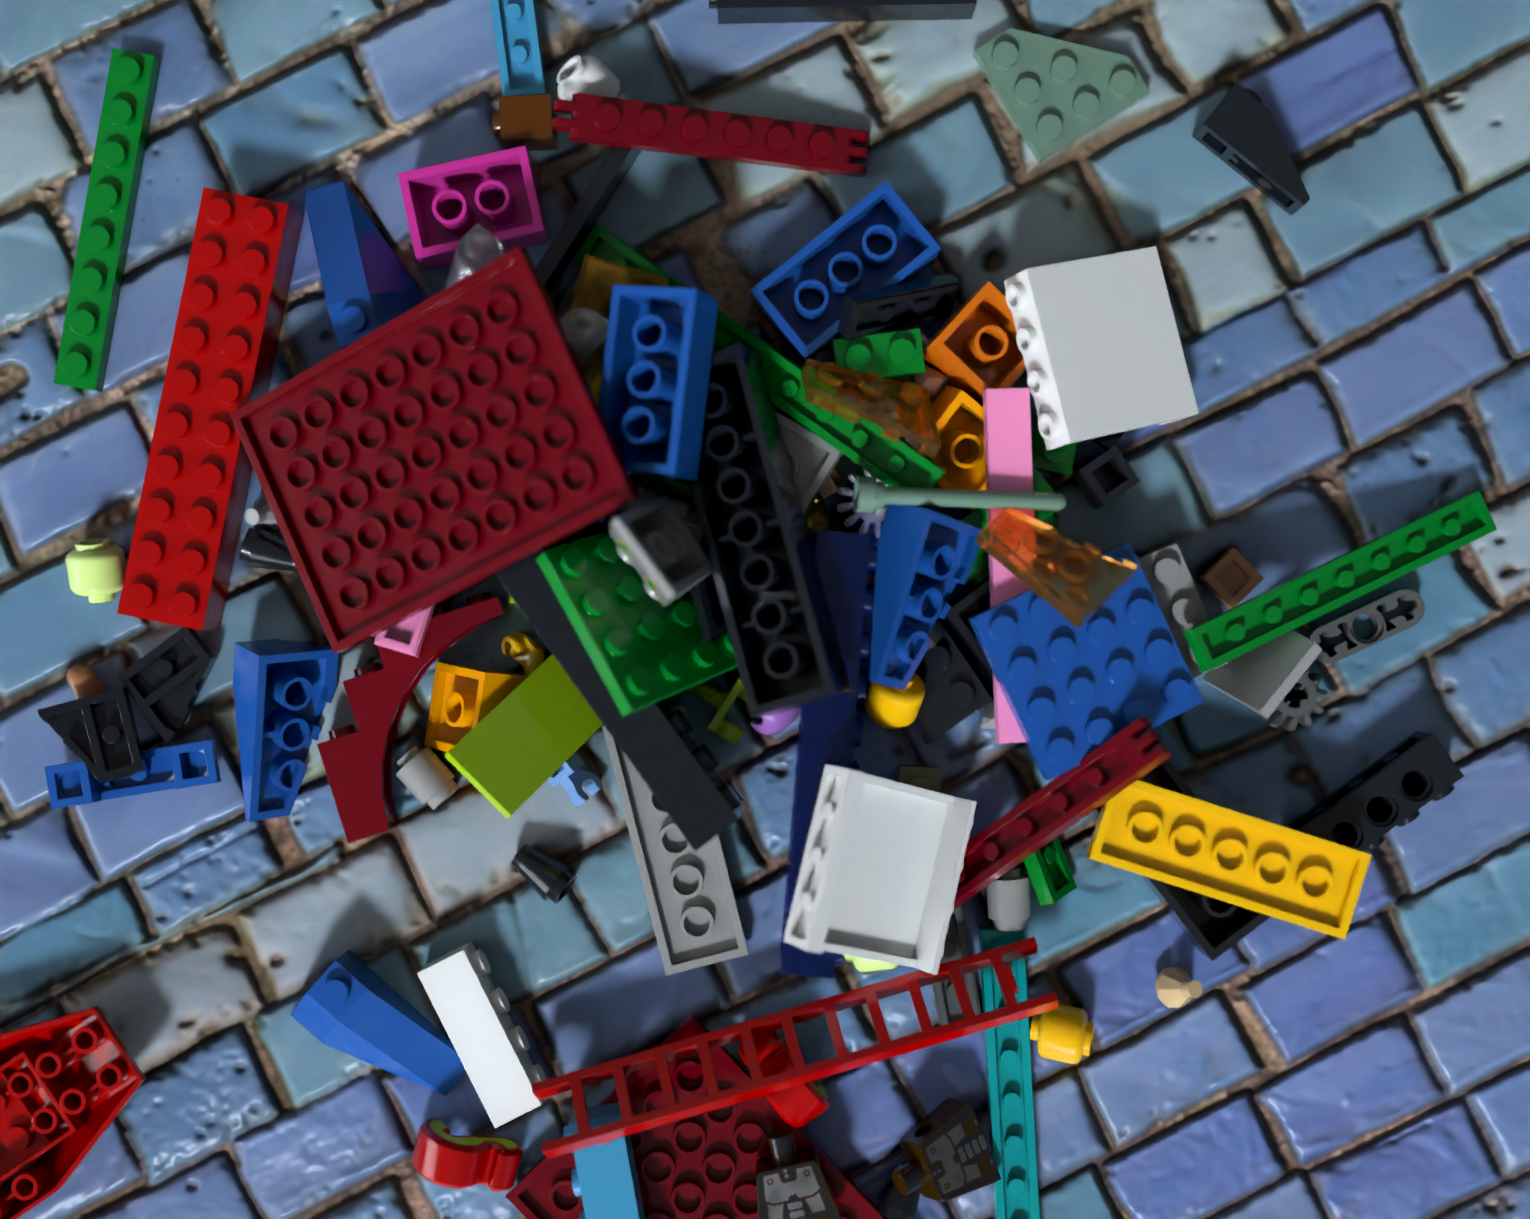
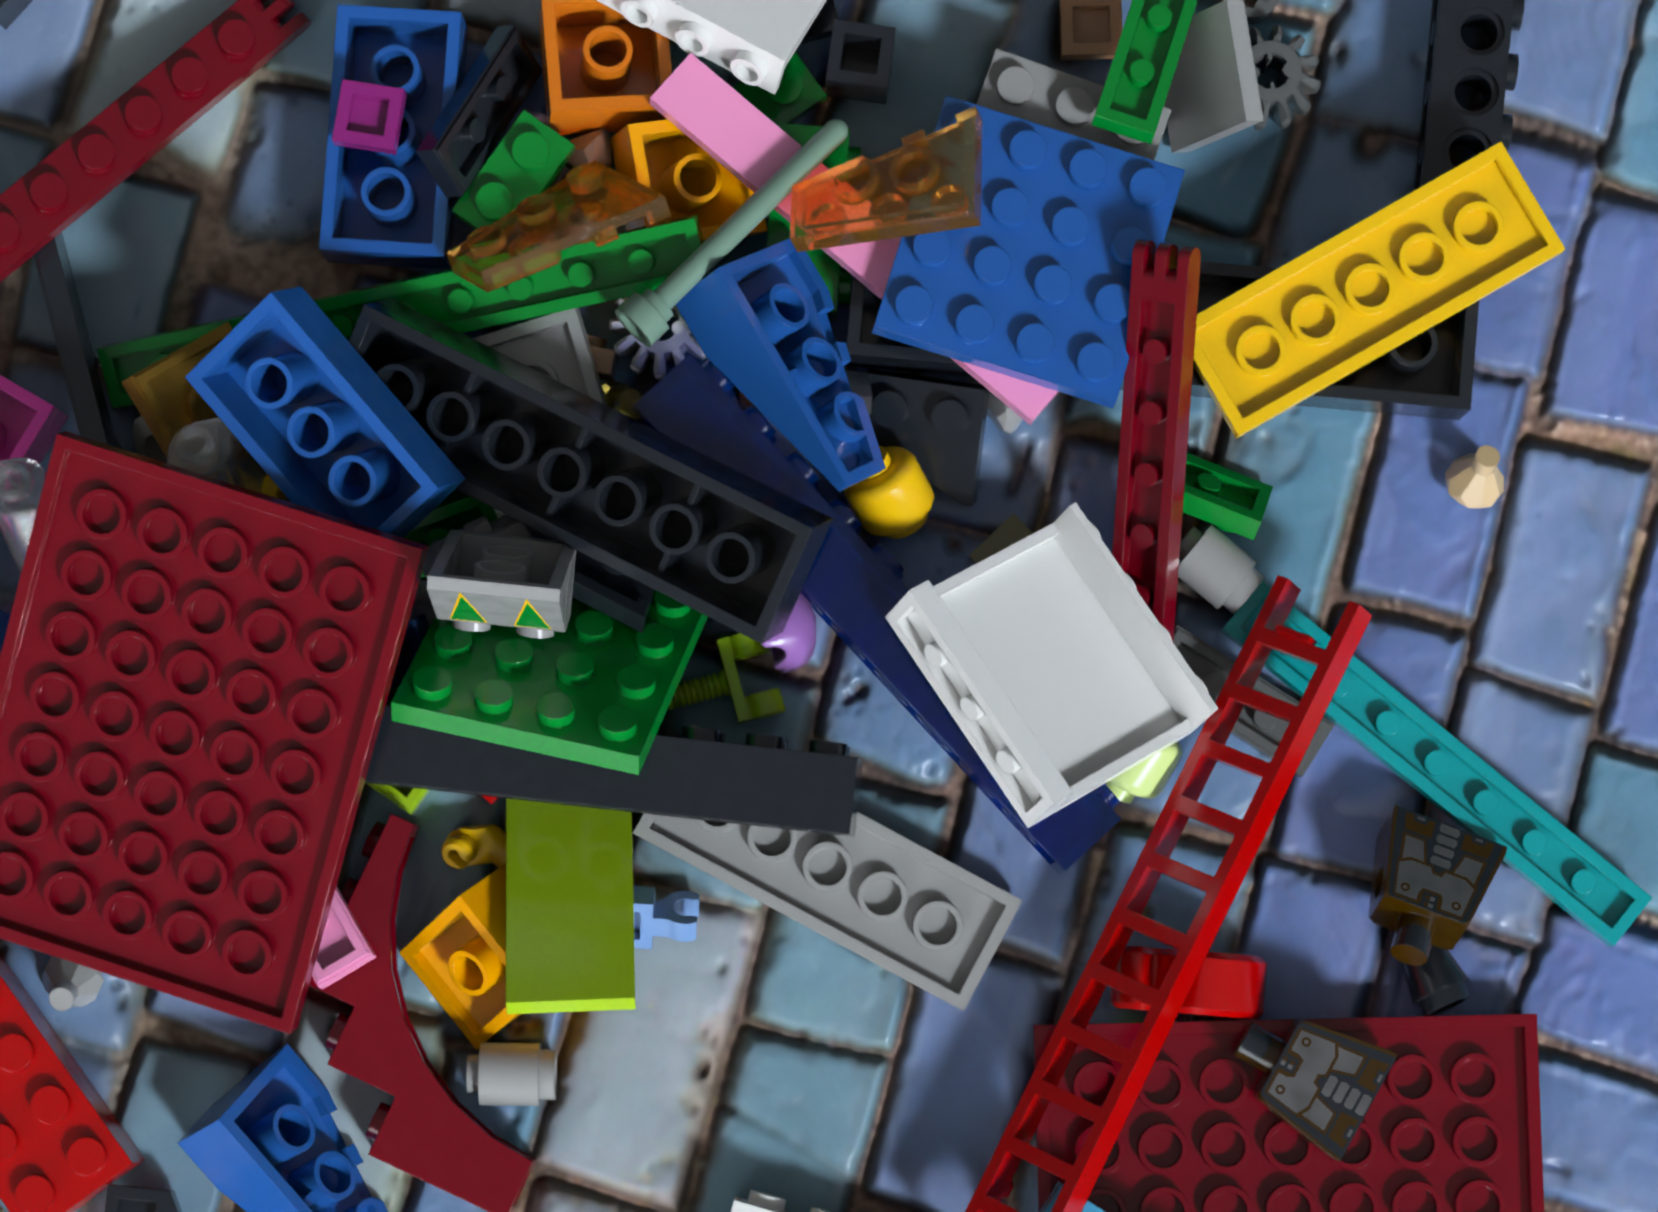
camera: 50 degrees left, 5 degrees down
(266, 551) = (116, 1018): black cone -> none
(544, 873) = (734, 1043): black cone -> none
(841, 252) = (369, 116): none -> magenta plate
(1063, 1034) = (1413, 642): yellow head -> none

